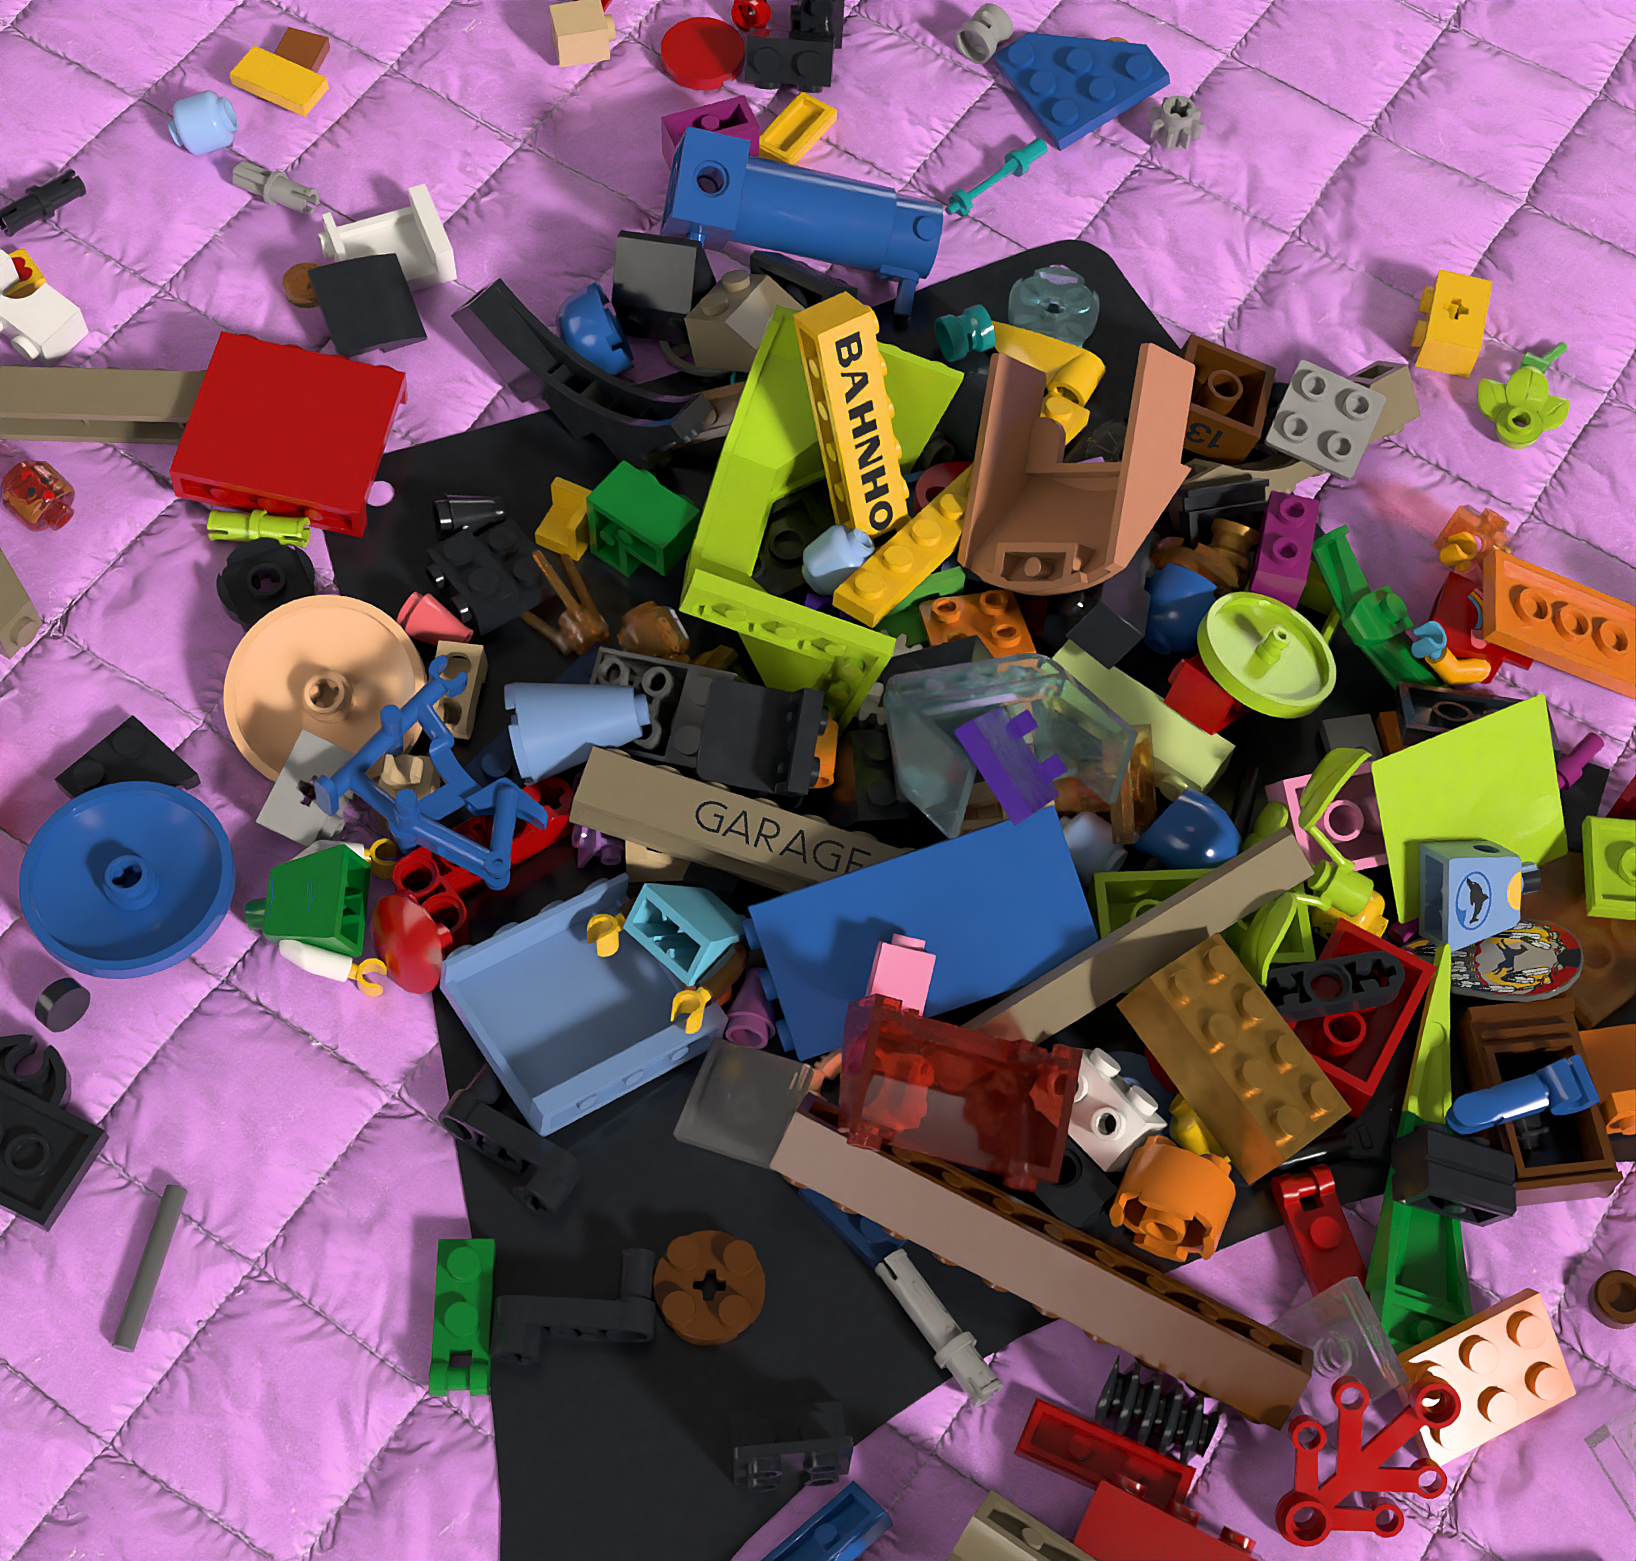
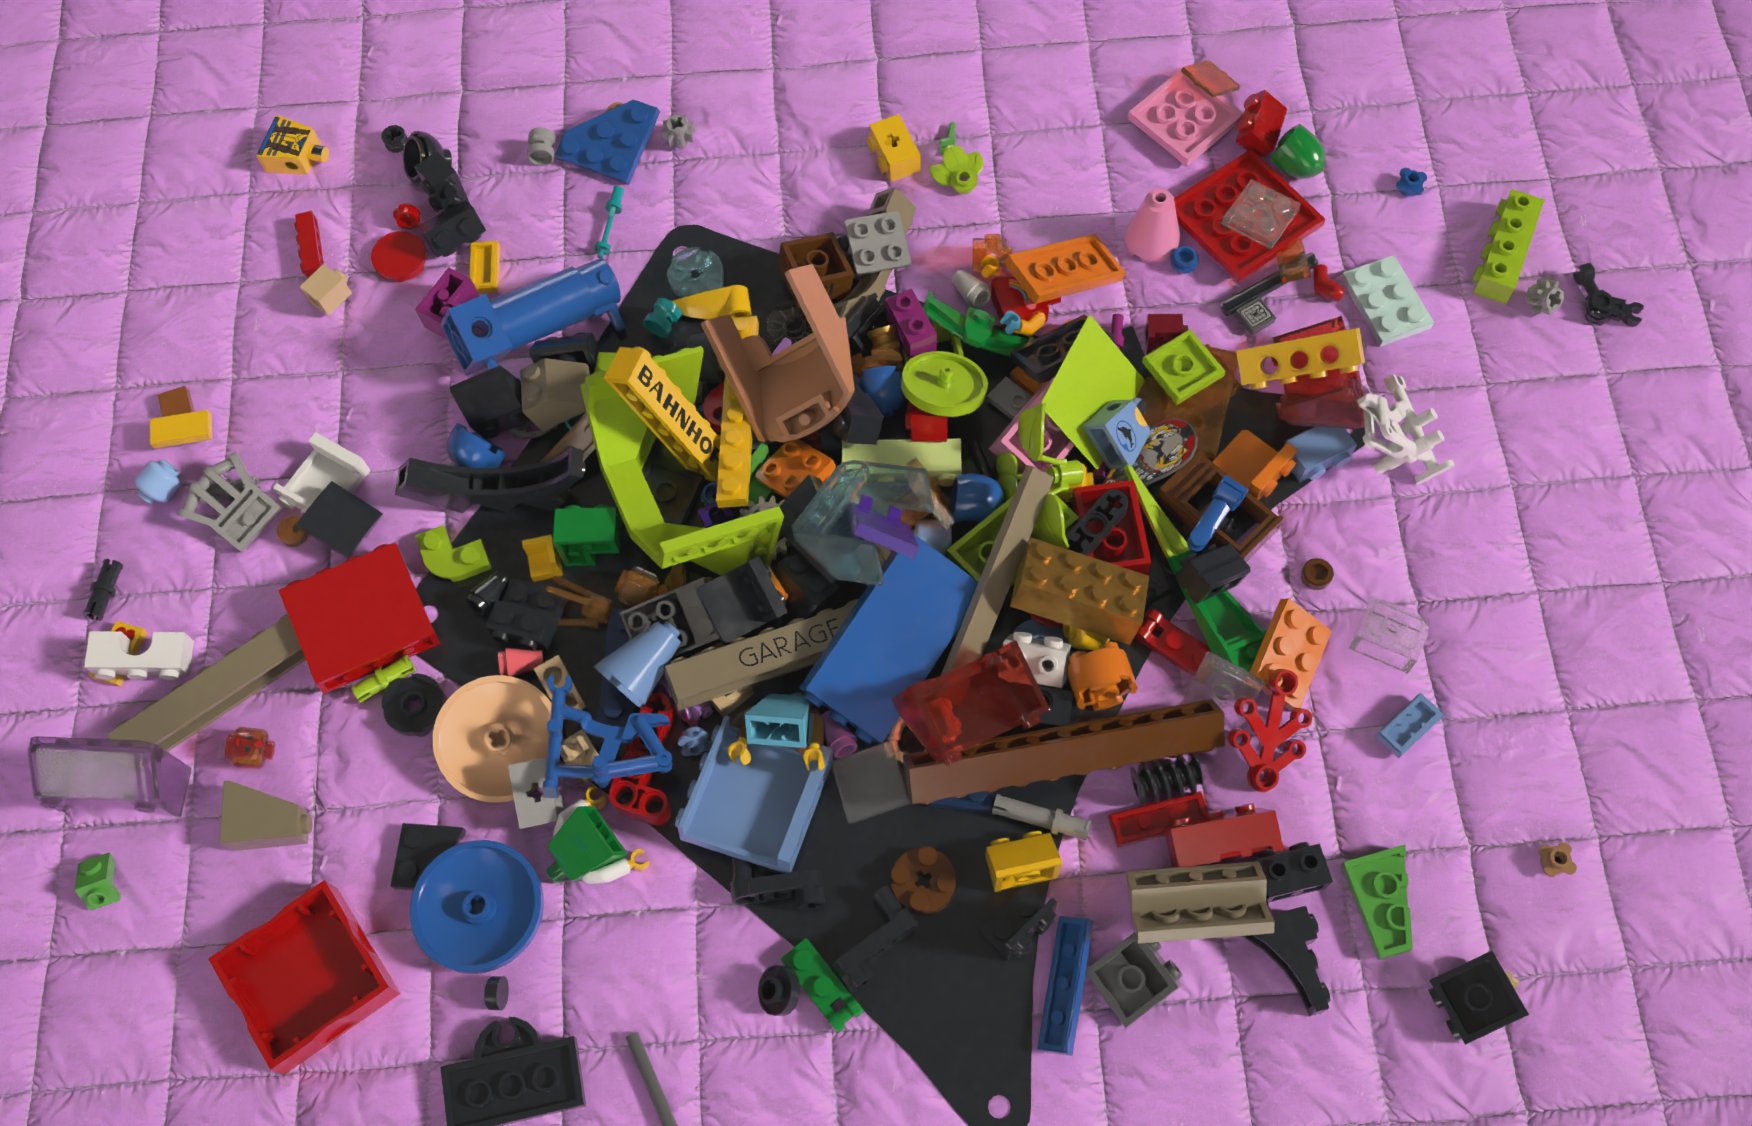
camera: 30 degrees left, 5 degrees up
(264, 227) = (244, 517): none -> light grey plate
(401, 1278) = (779, 990): none -> black plate
(409, 942) = (647, 829): red dish -> none
(455, 448) = (449, 562): none -> lime plate
(561, 878) = (694, 741): none -> medium blue plate
(835, 557) = (700, 483): light blue head -> none
(859, 1363) = (1023, 861): none -> yellow slope
(902, 971) = (902, 667): bright pink brick -> none
(1414, 571) = (973, 290): none -> white cone

